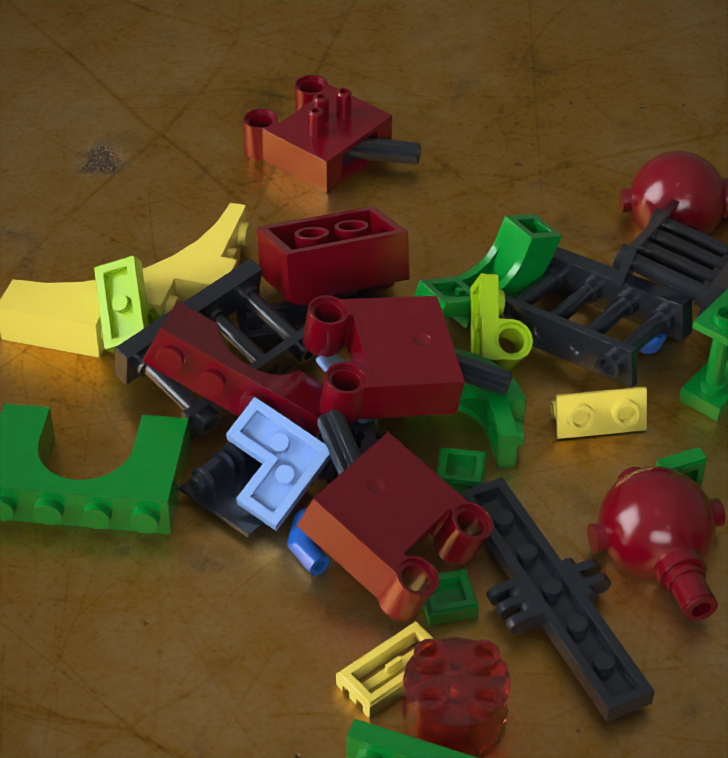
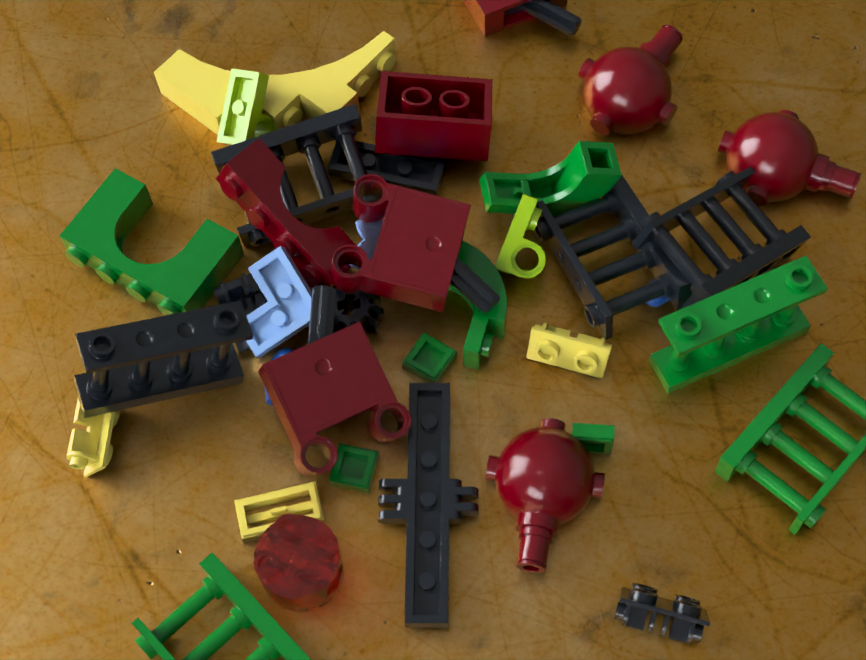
camera: 30 degrees right, 20 degrees up
(131, 666) = (91, 448): none -> light yellow hinge
(193, 576) = (160, 358): none -> black fence
(504, 181) = (631, 85): none -> dark red piece

